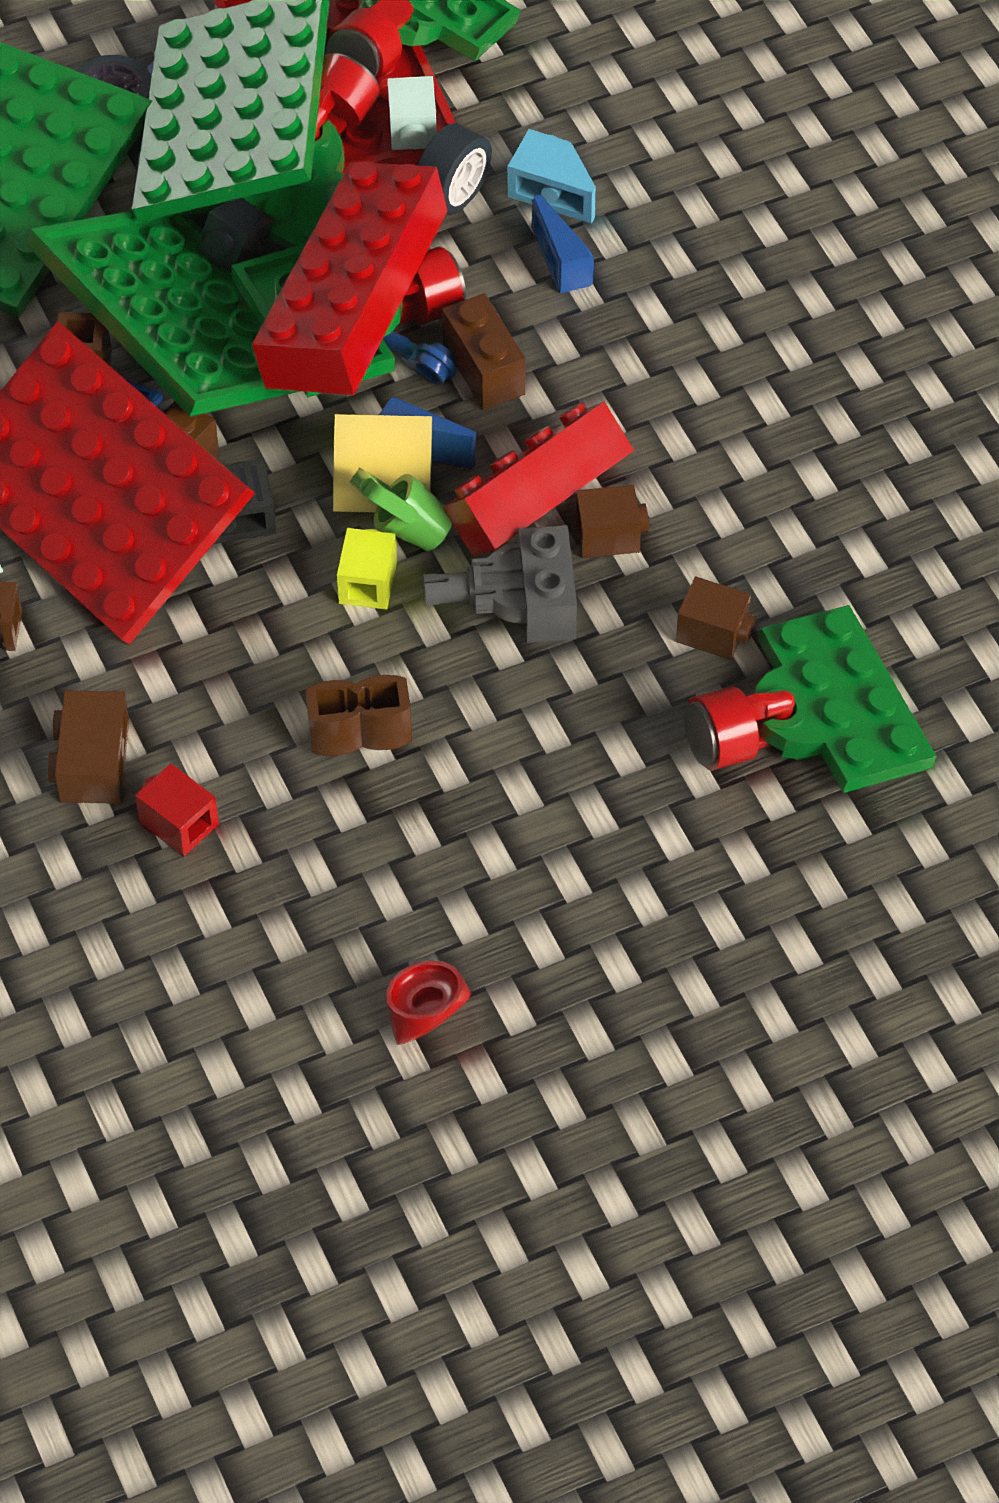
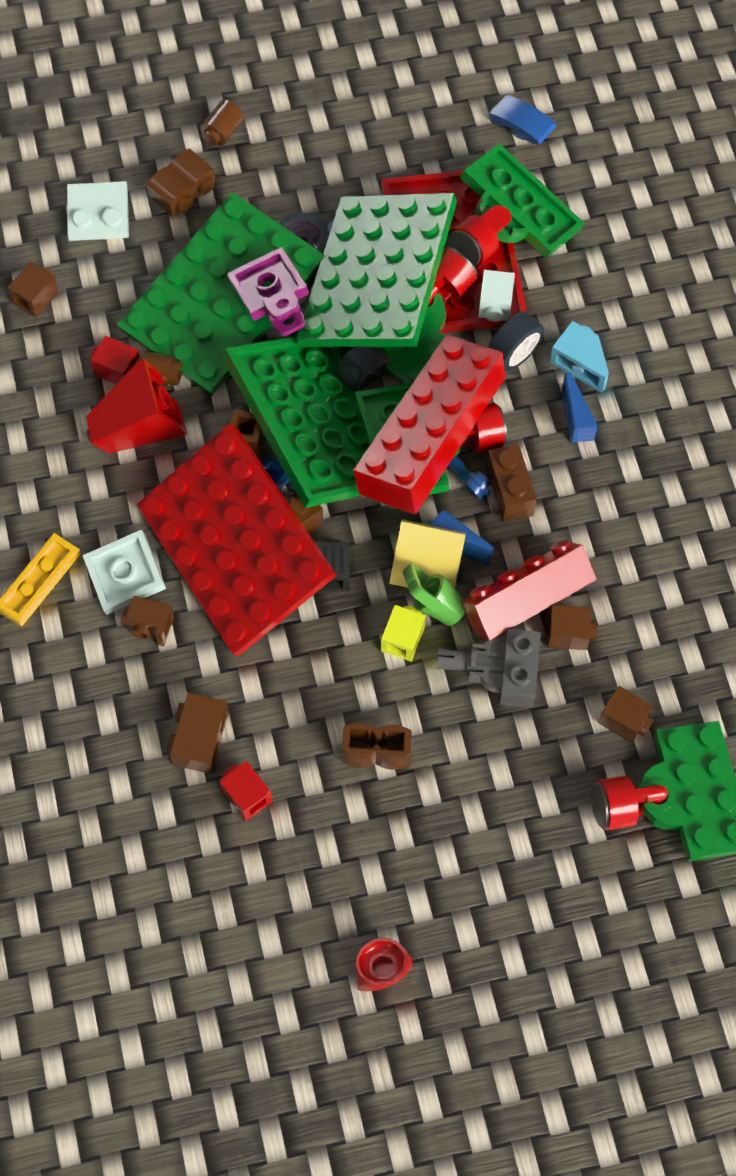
camera: 10 degrees right, 10 degrees up
(95, 160) = (276, 300): none -> plate

